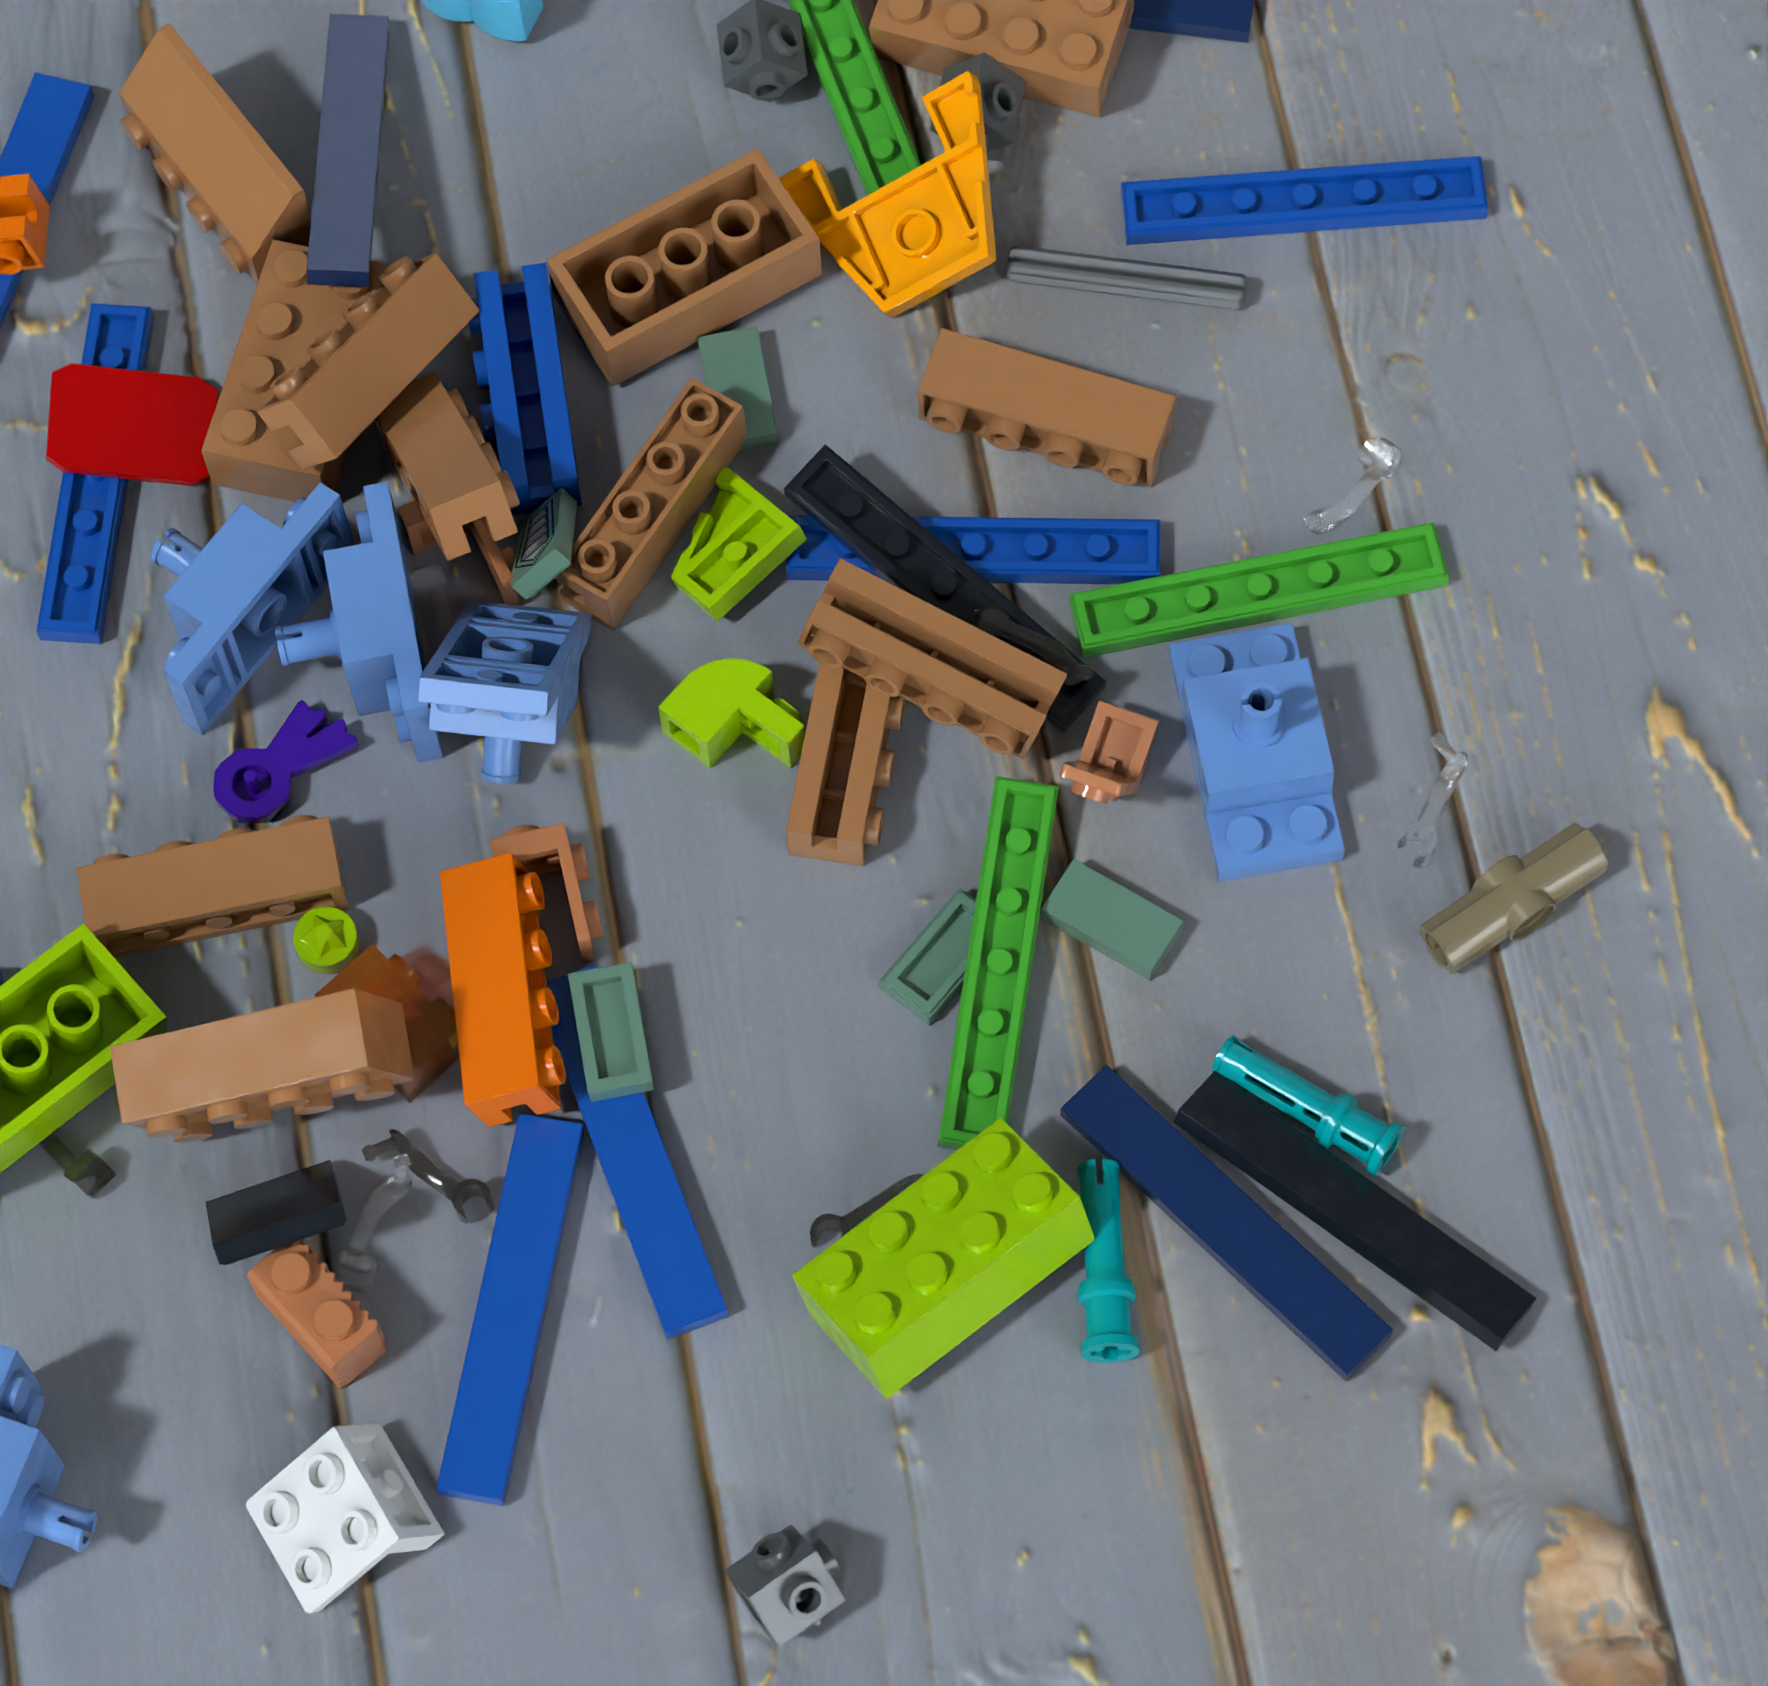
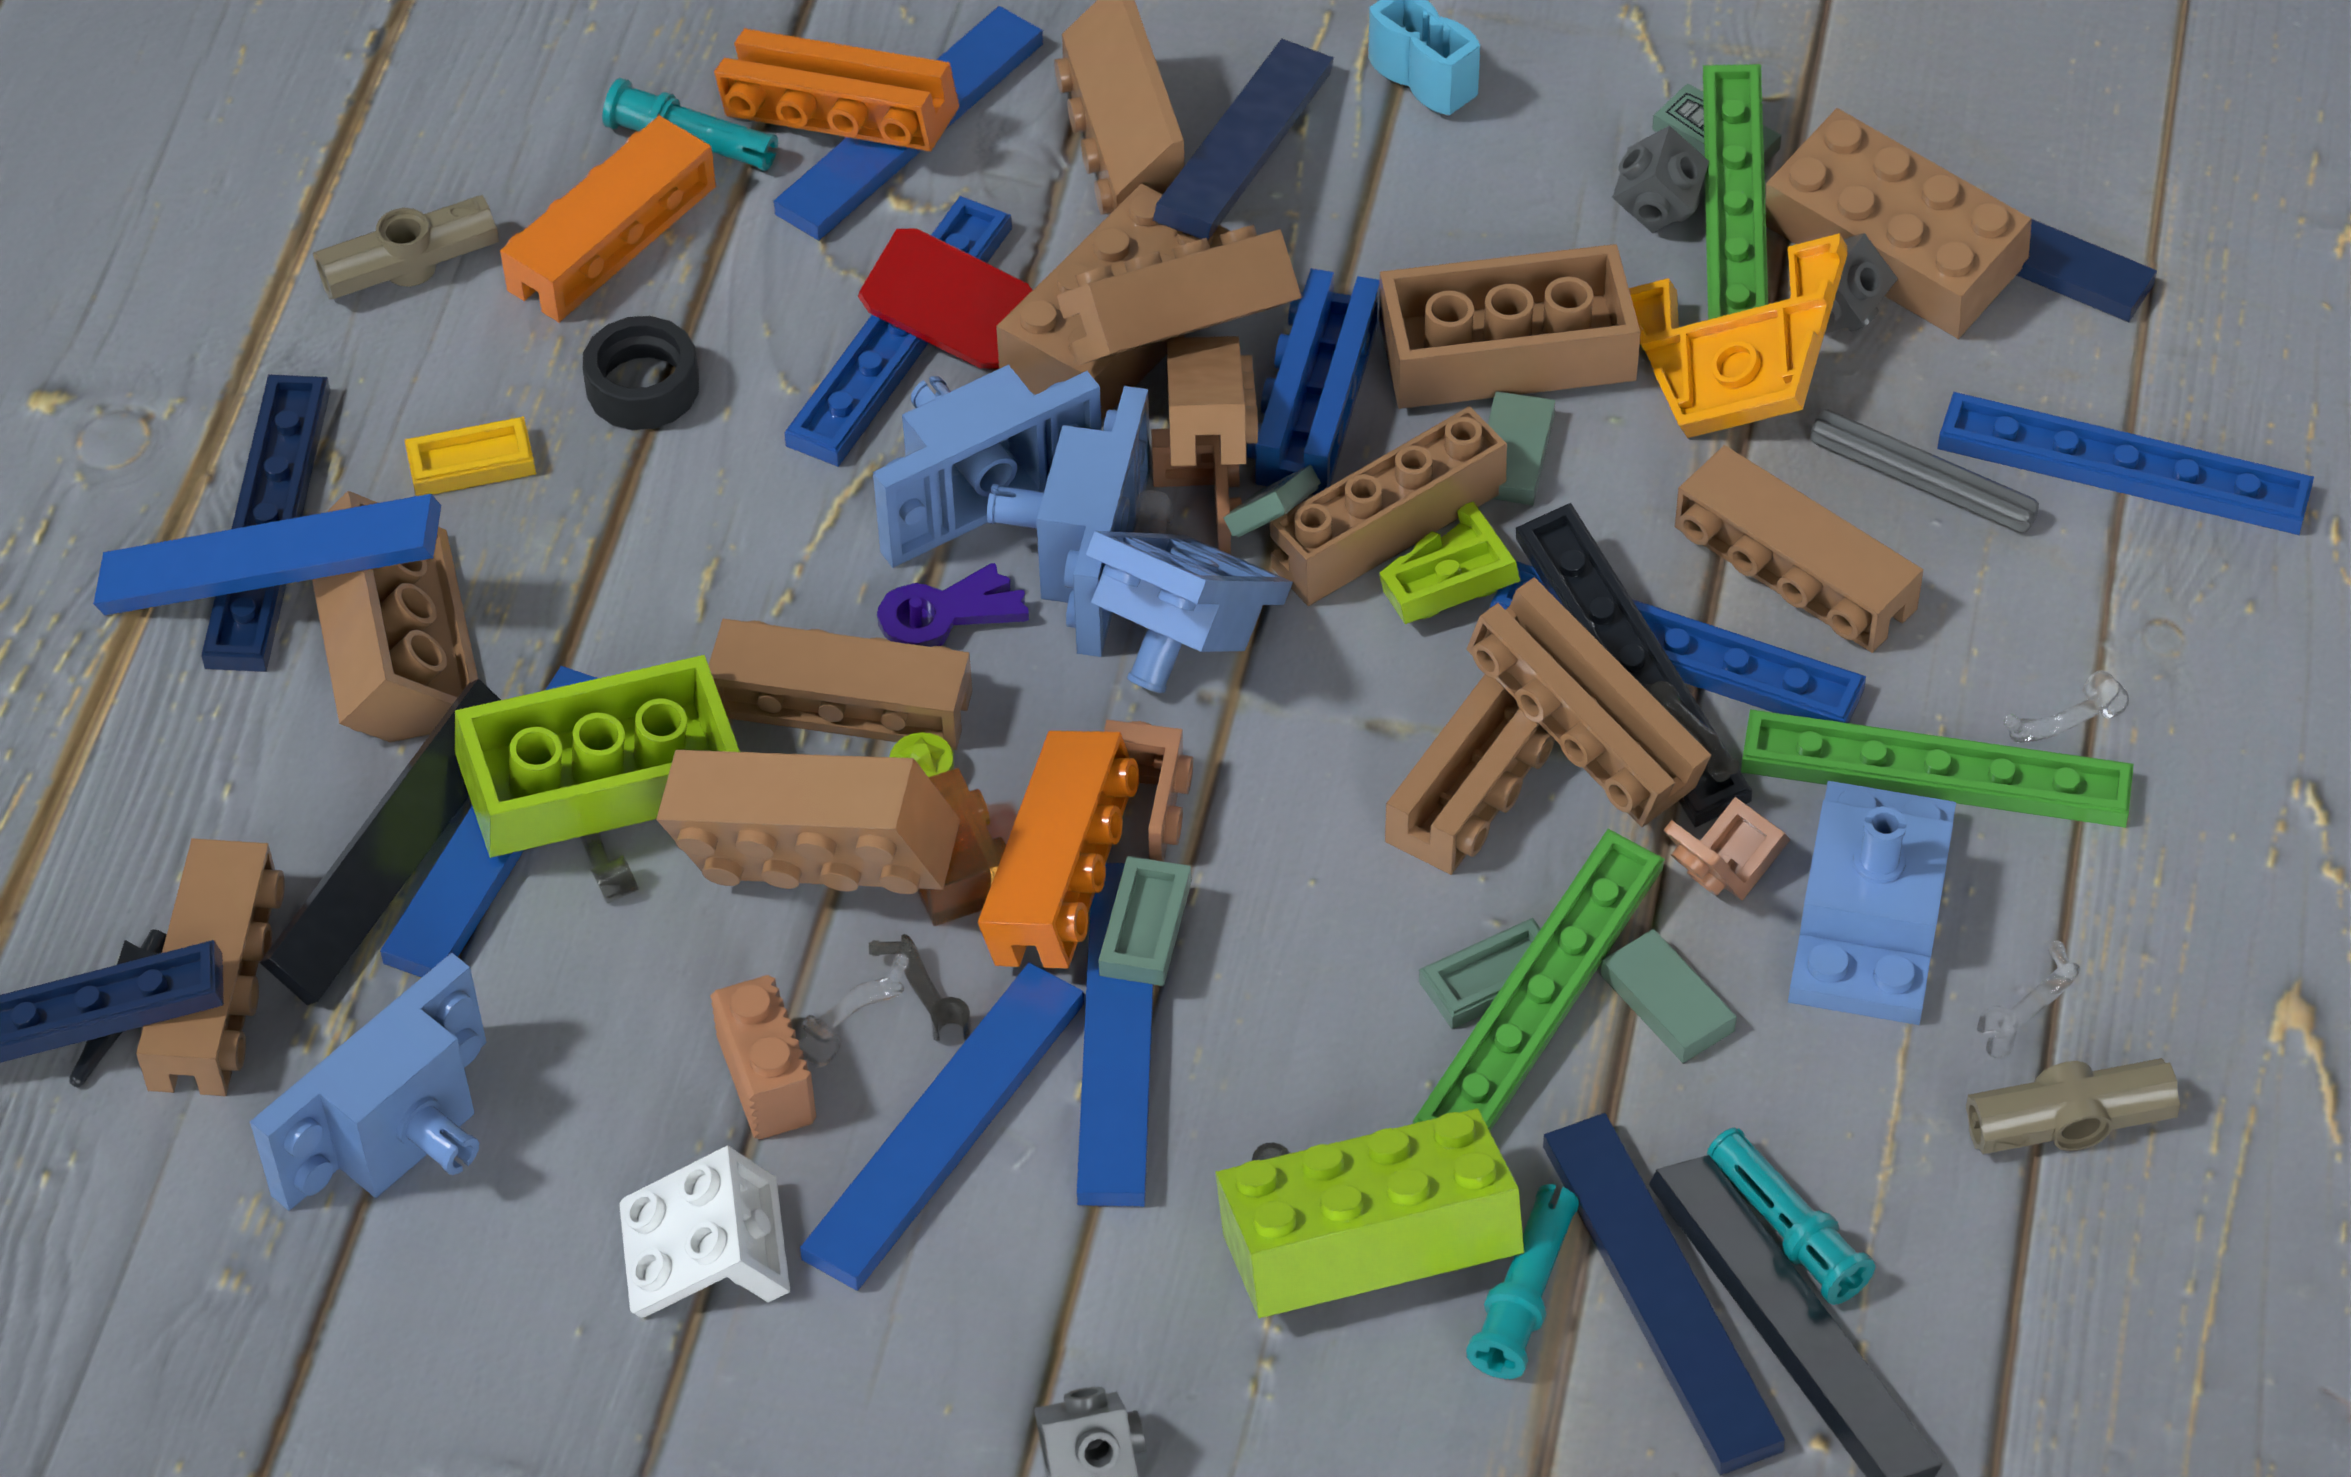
camera: 20 degrees right, 15 degrees down
(275, 1213) = (762, 958): black tile -> none
(723, 702) = (1379, 690): lime brick -> none

